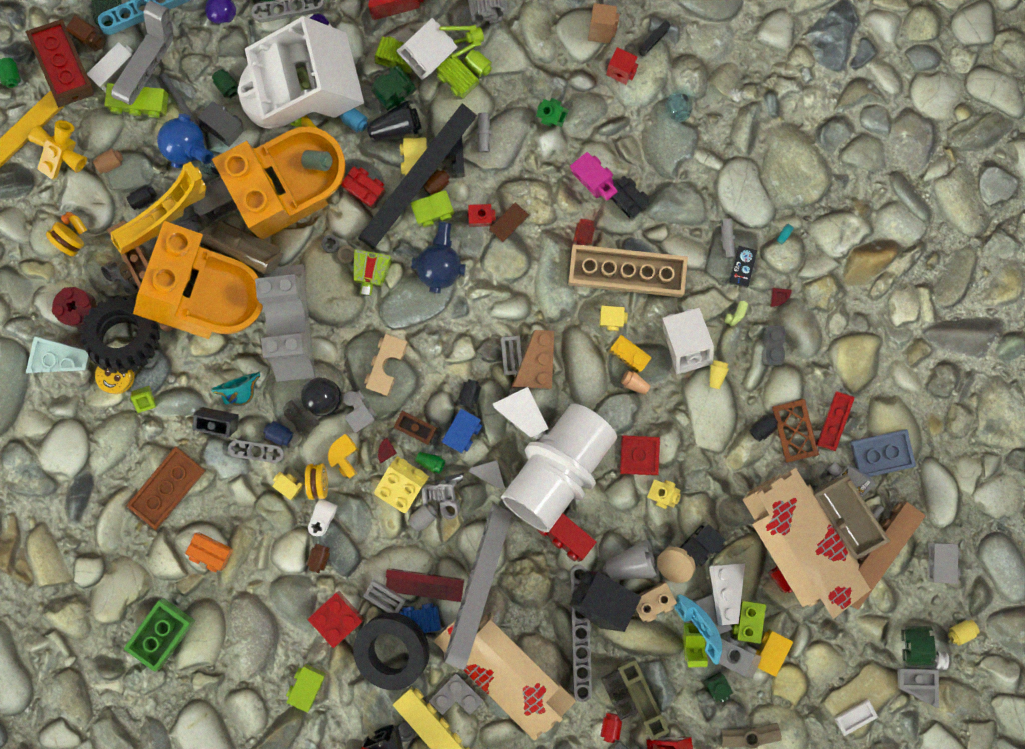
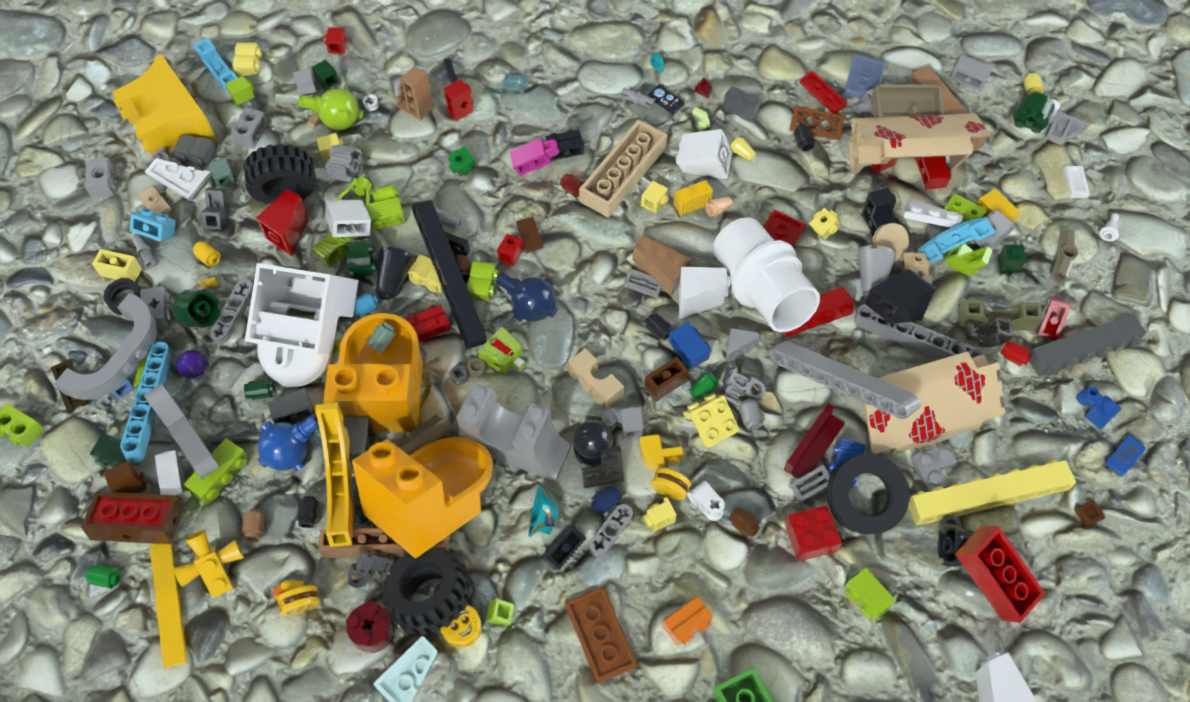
camera: 60 degrees left, 25 degrees down
(386, 450) = (672, 419): dark red tile -> none

